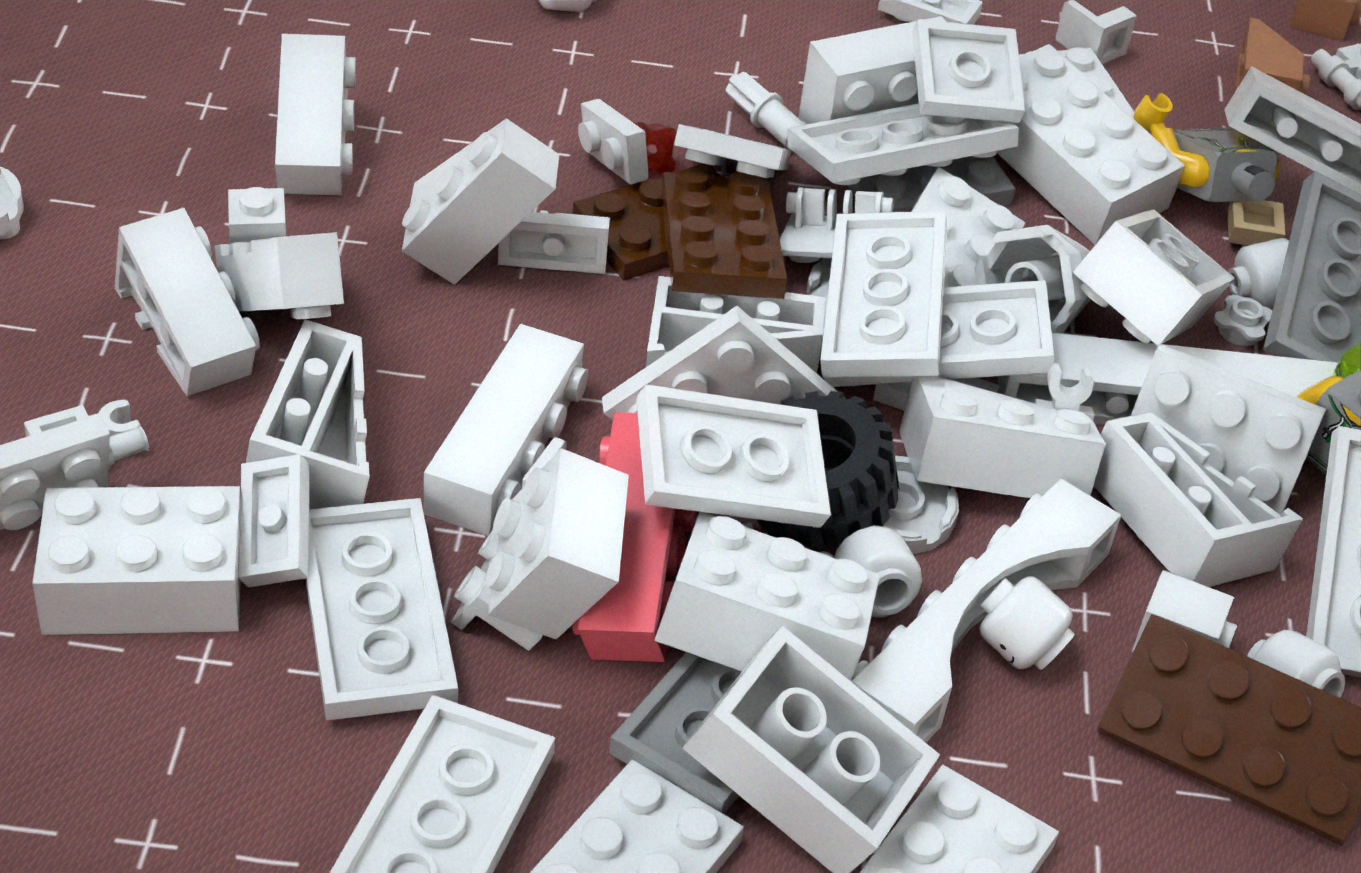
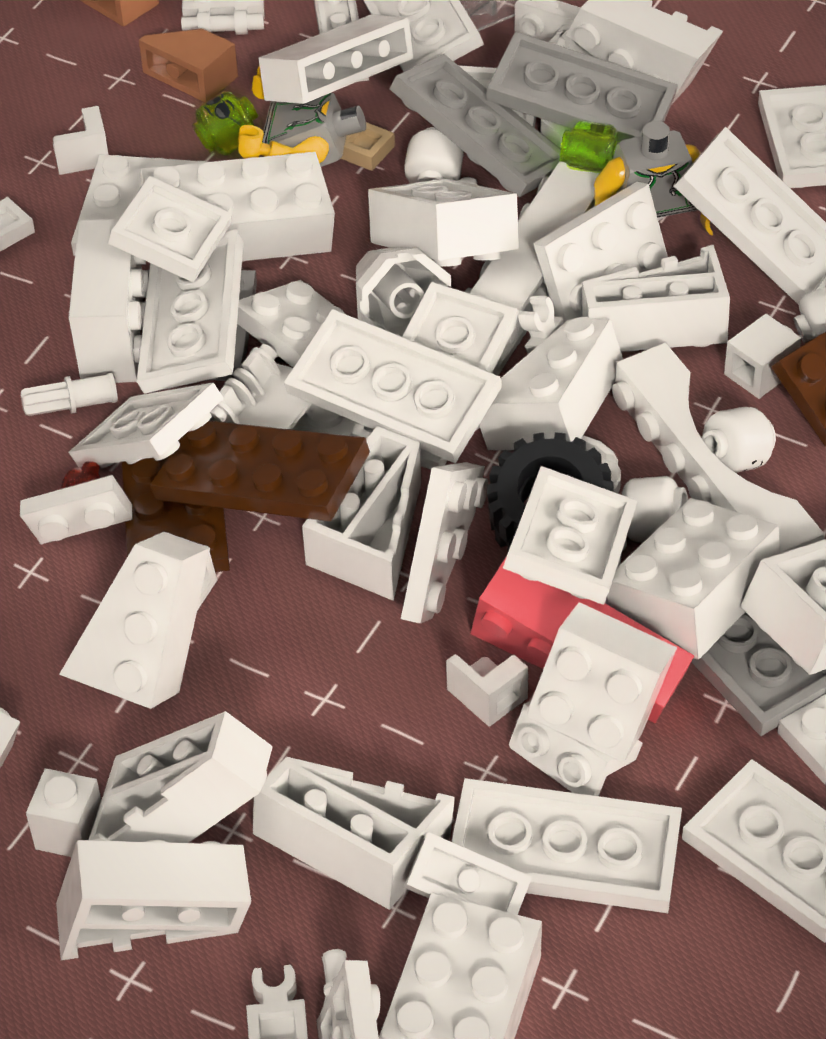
camera: 60 degrees left, 5 degrees up
(504, 428) = (401, 698): white brick -> none
(1197, 106) = (220, 121): none -> clear neon green head

